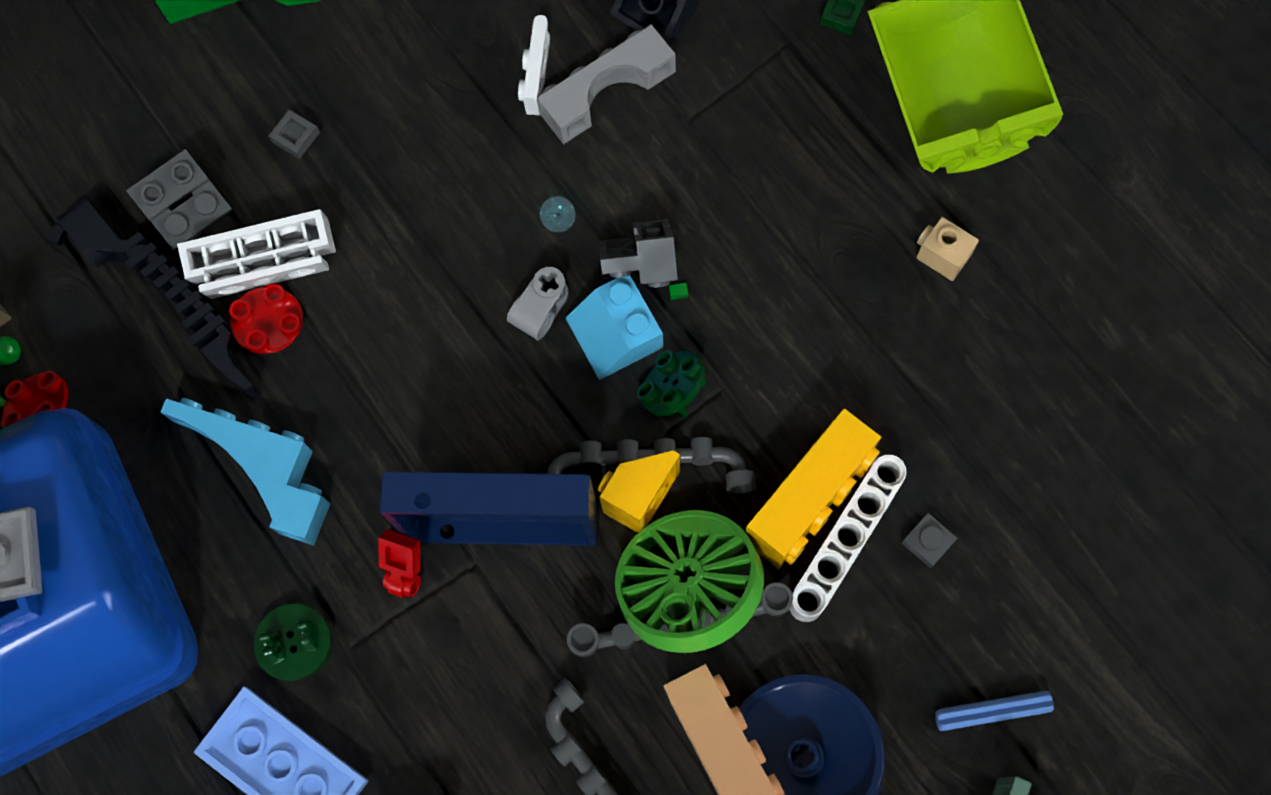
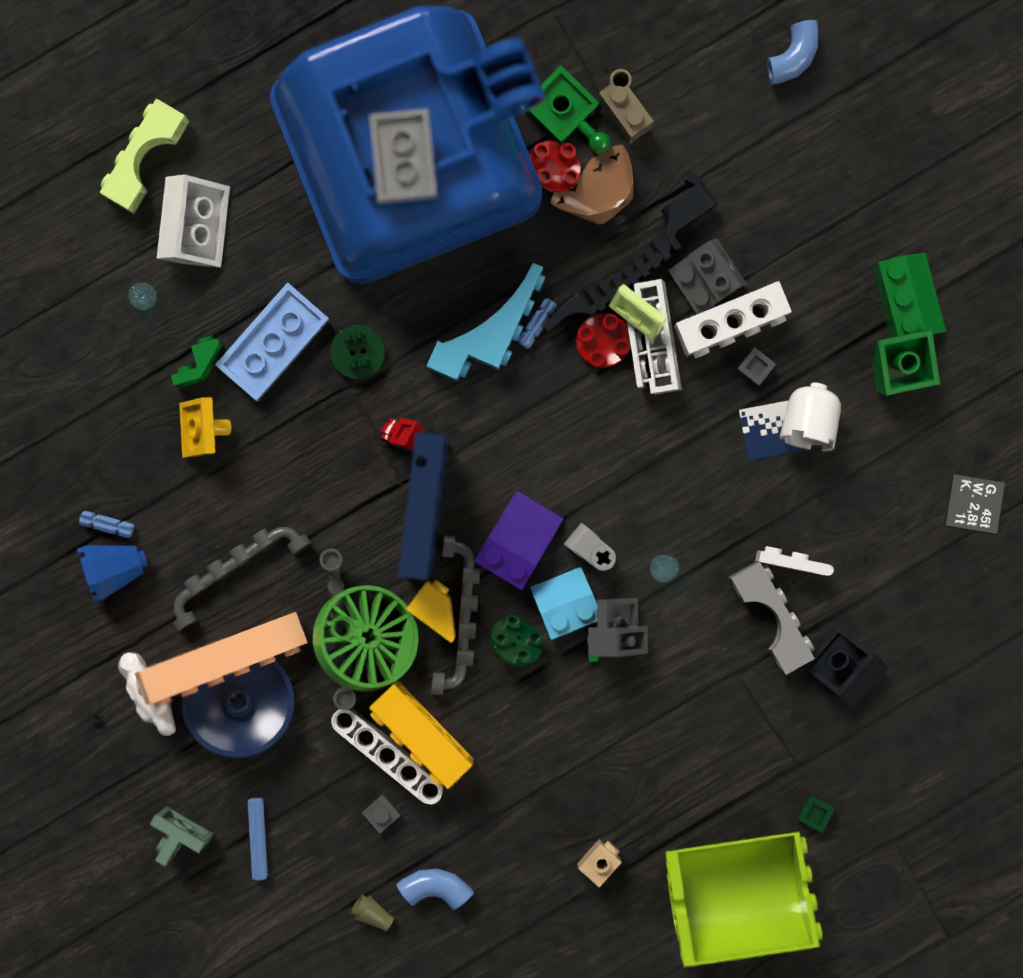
camera: 90 degrees right, 15 degrees up
(72, 339) = (602, 192): none -> medium nougat piece
(218, 264) = (637, 312): none -> yellowish green plate
(231, 159) = (769, 299): none -> white brick
(246, 405) = (537, 323): none -> medium blue axle
(354, 58) = (812, 418): none -> white cylinder
(374, 110) = (762, 431): none -> dark blue sticker
(539, 397) = (518, 540): none -> dark purple slope
(1012, 453) = (435, 883): none -> medium blue cylinder
(1067, 540) = (371, 913): none -> olive cone

